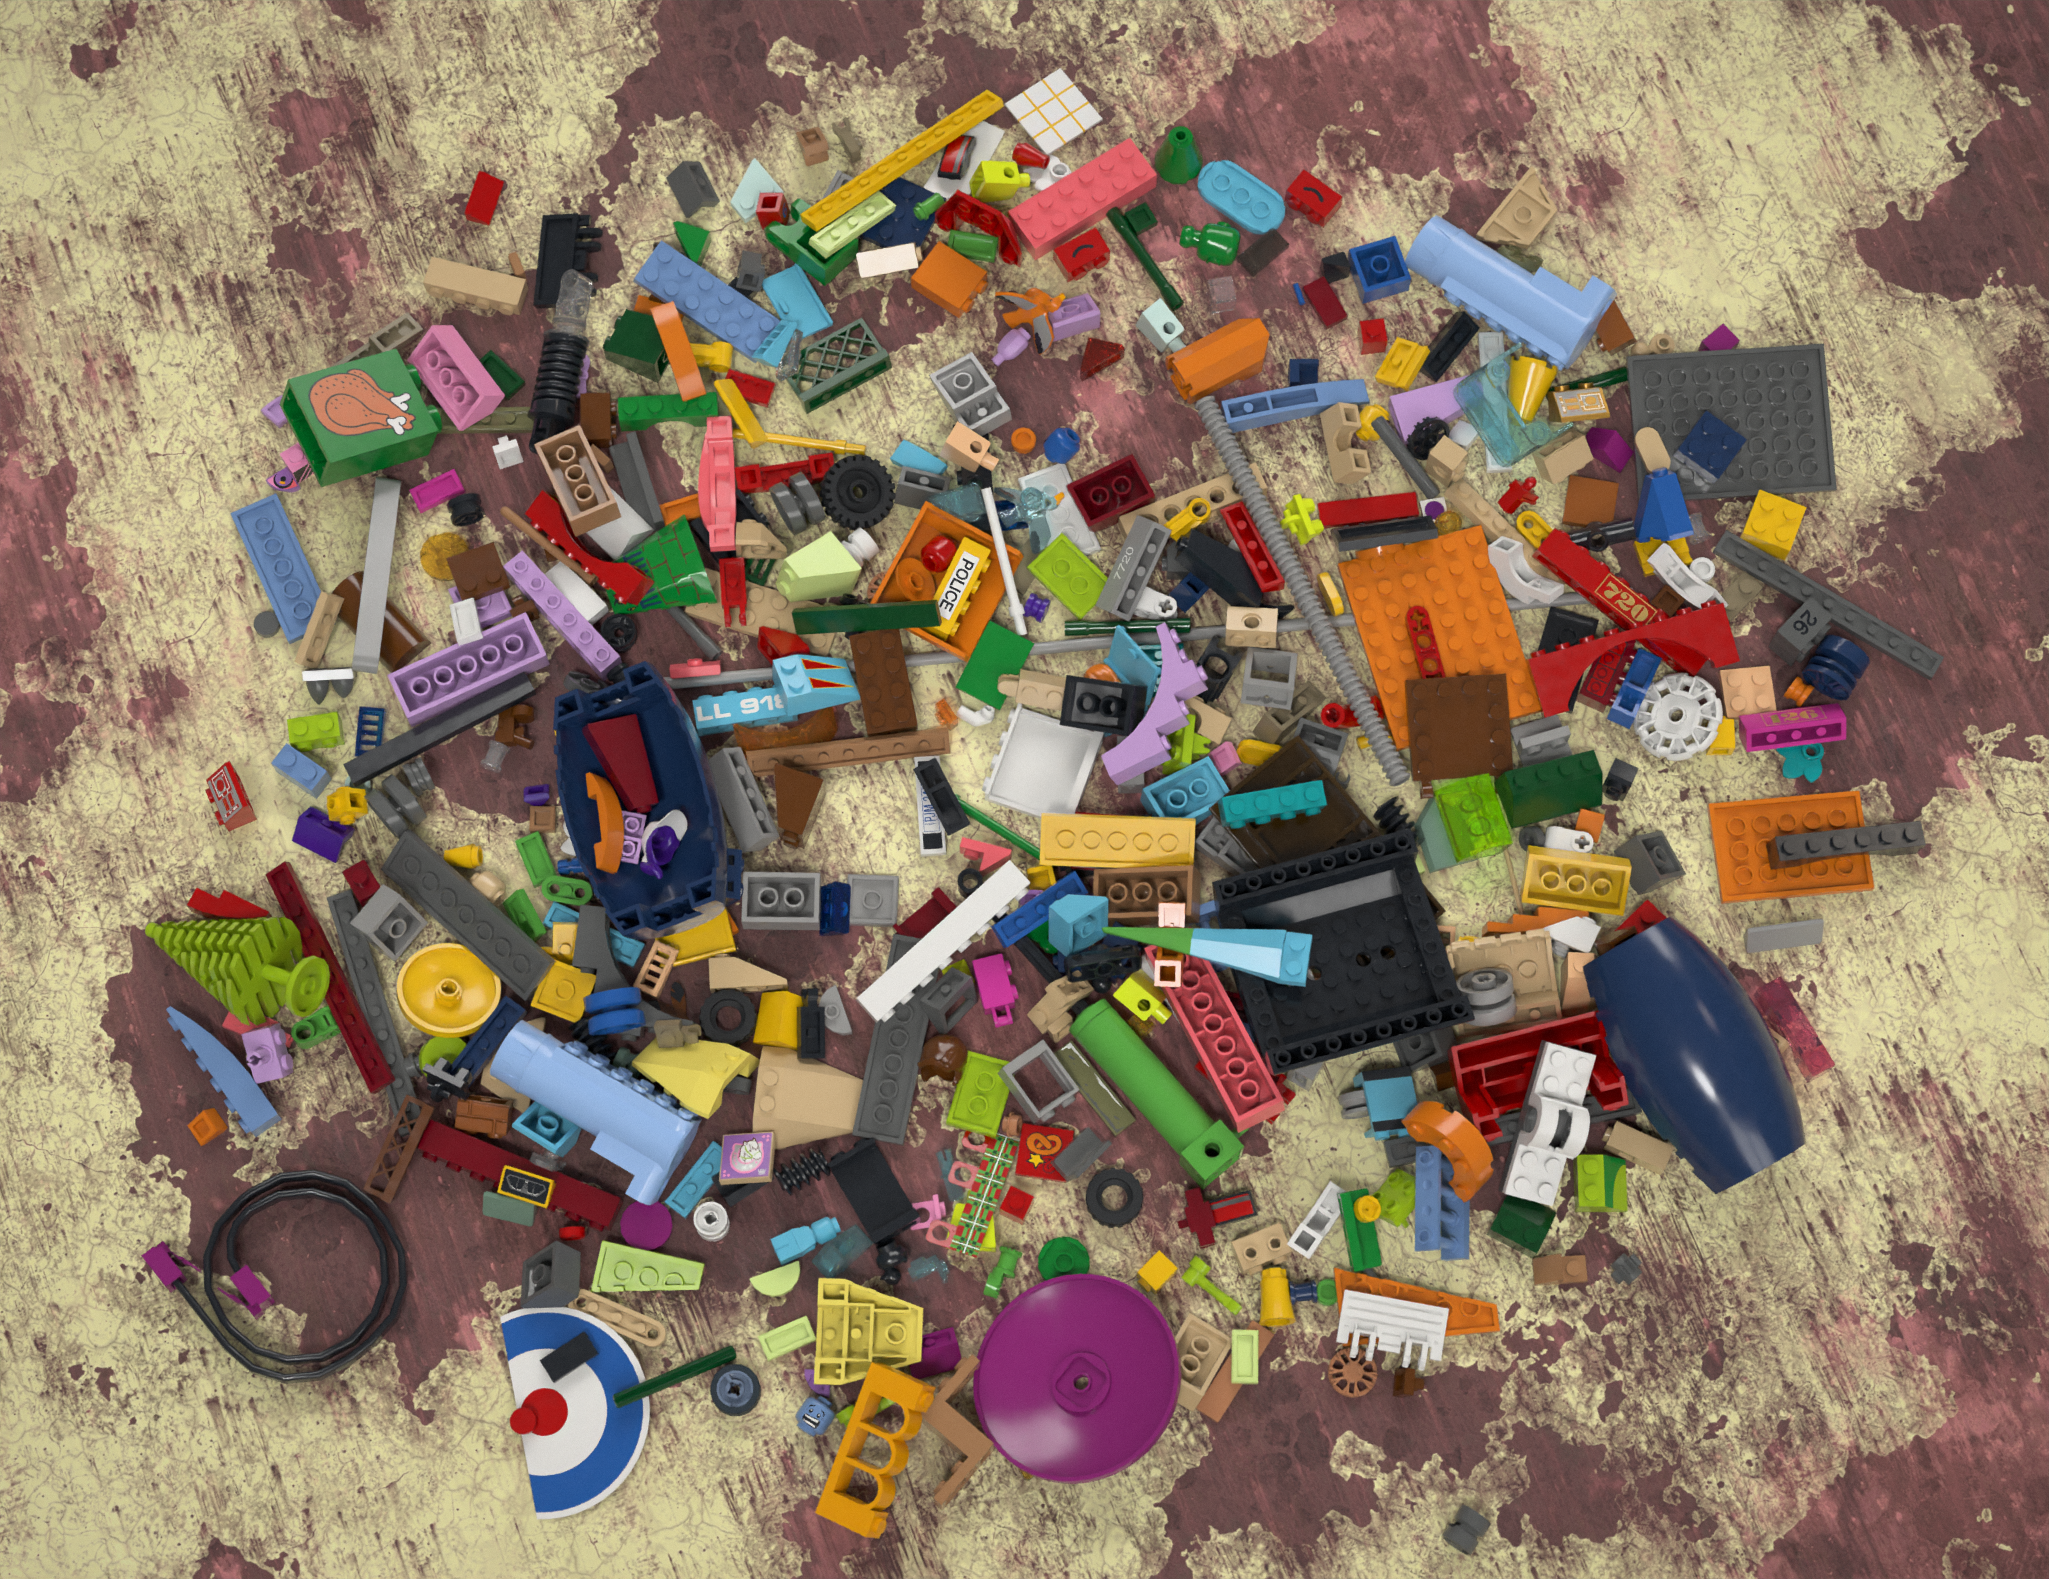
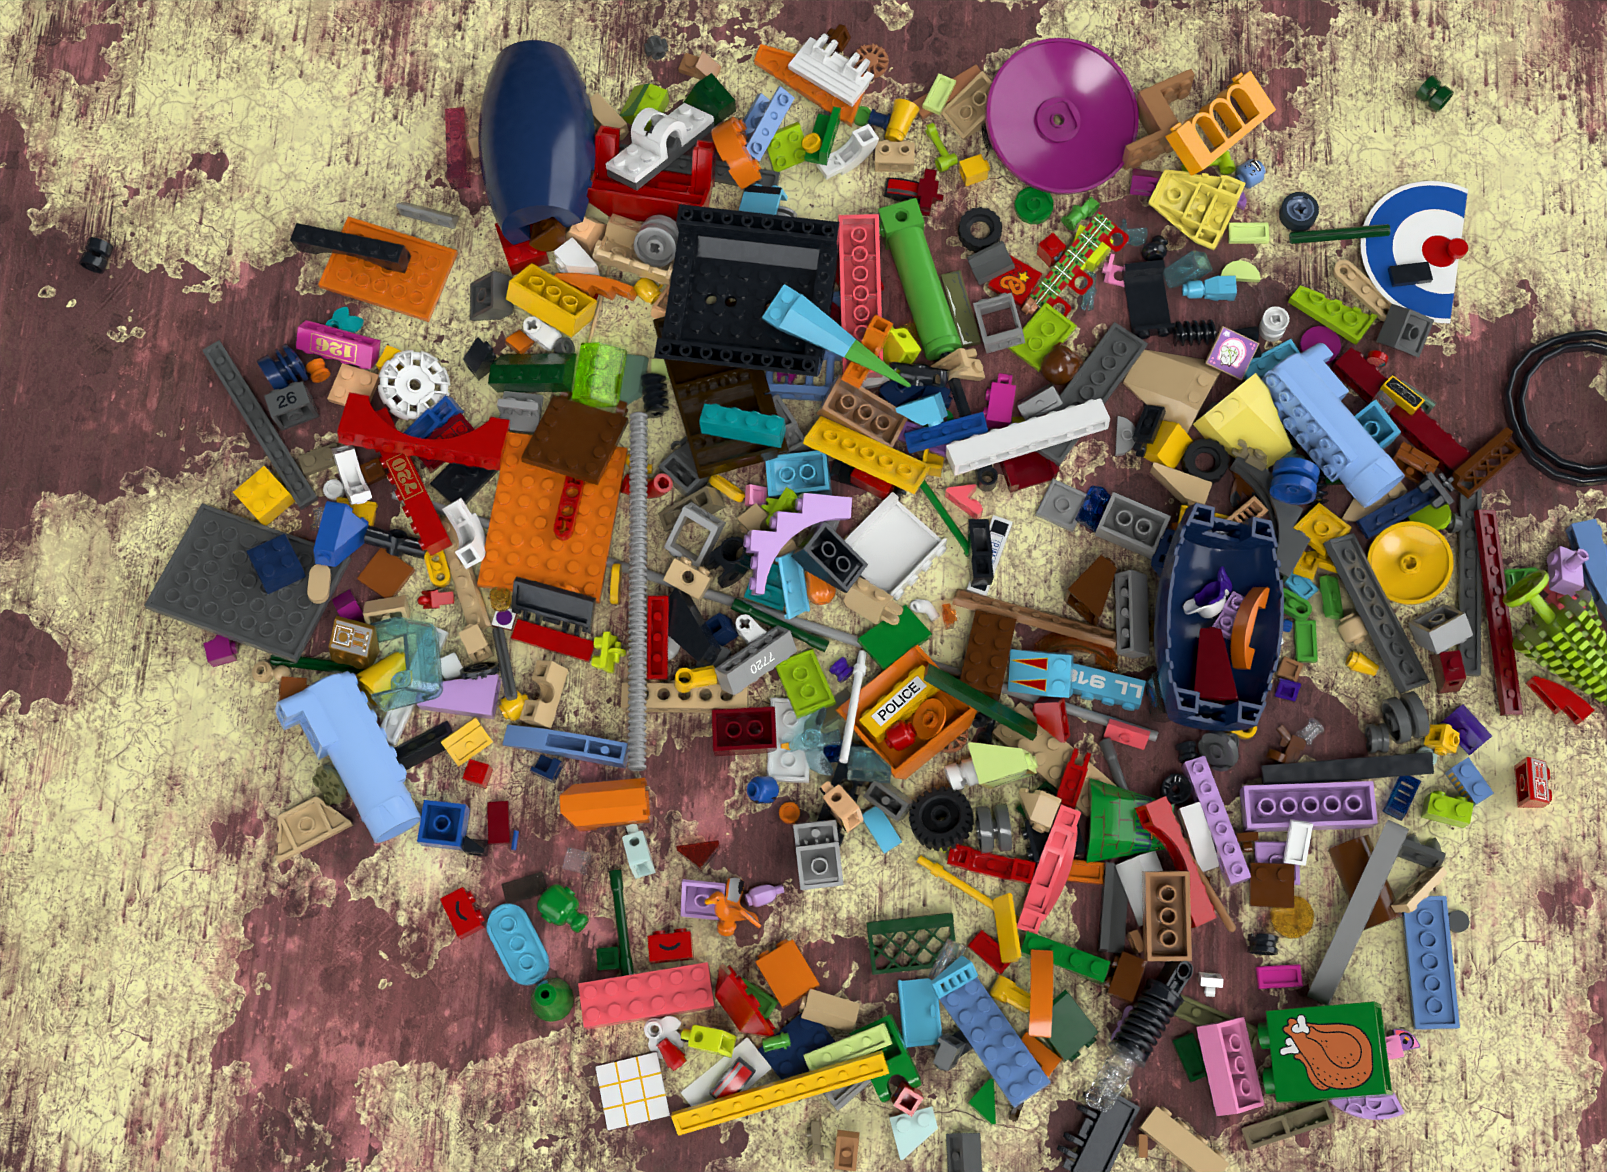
camera: 150 degrees left, 0 degrees up
(1283, 608) = (661, 588): black slope -> none

